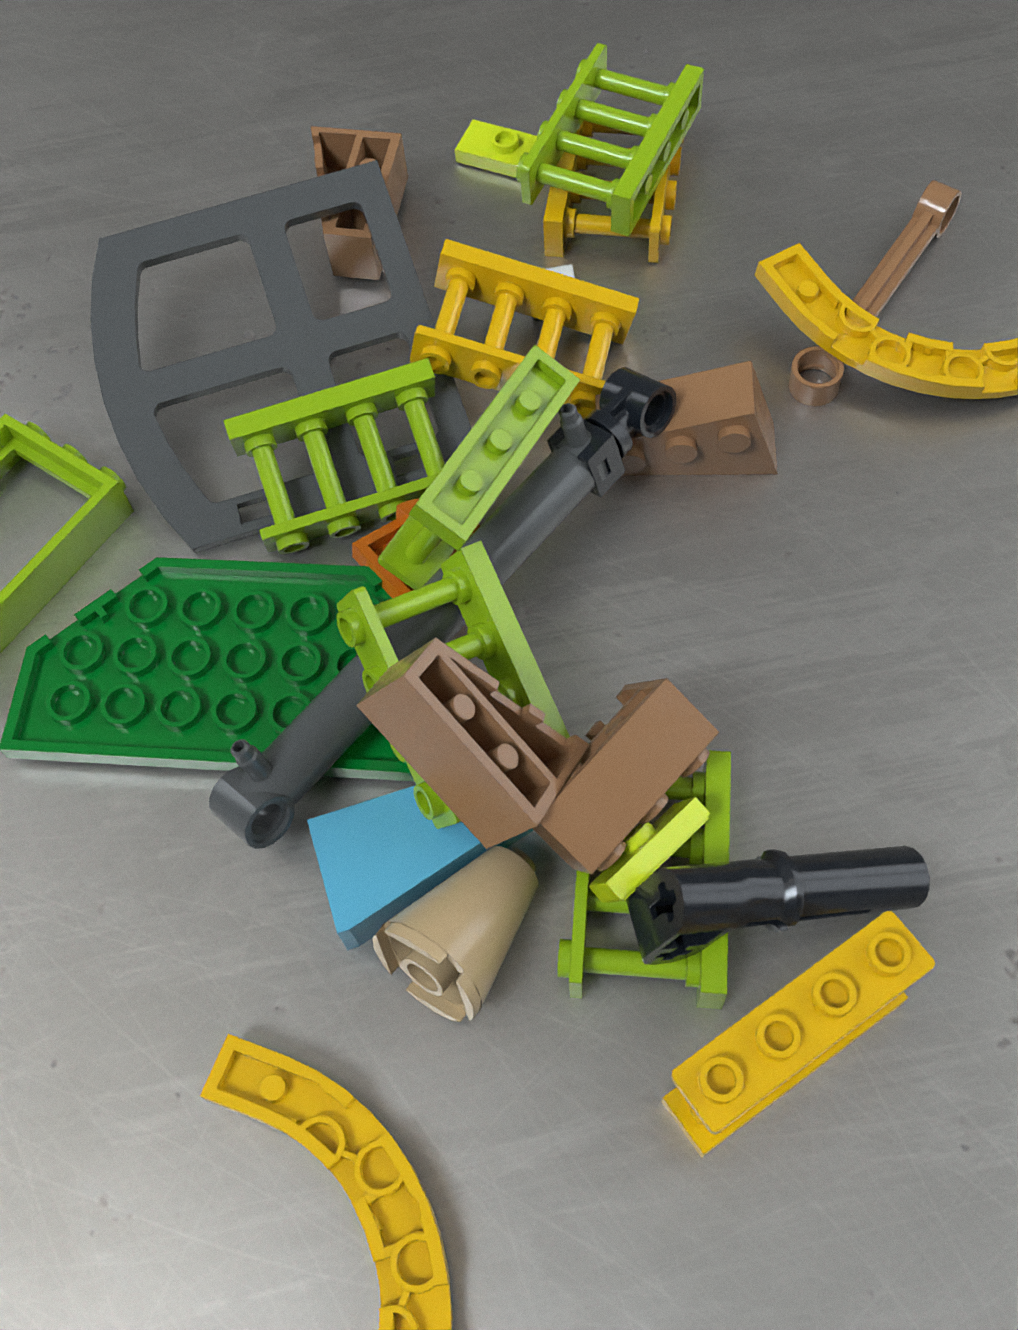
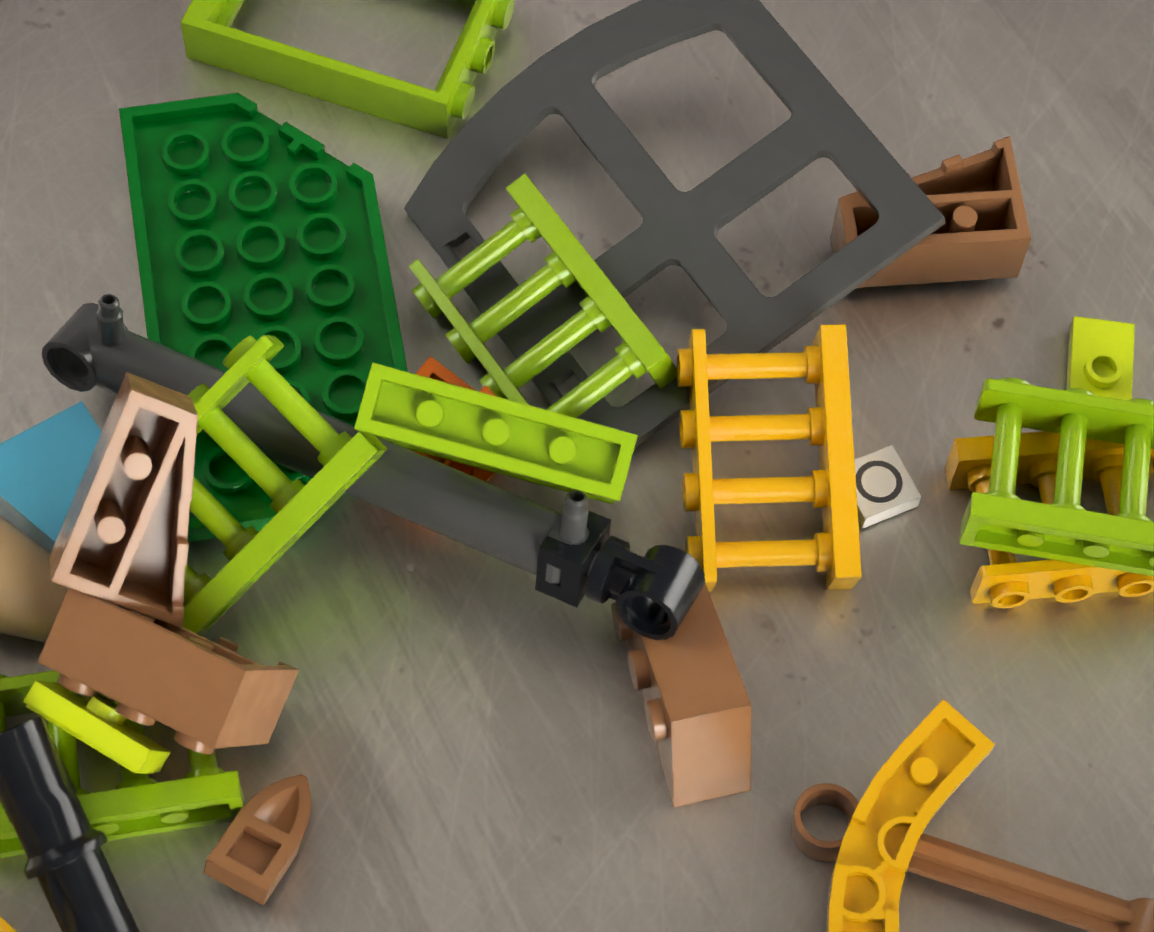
camera: 65 degrees right, 0 degrees up
(763, 756) = (262, 839): none -> medium nougat plate

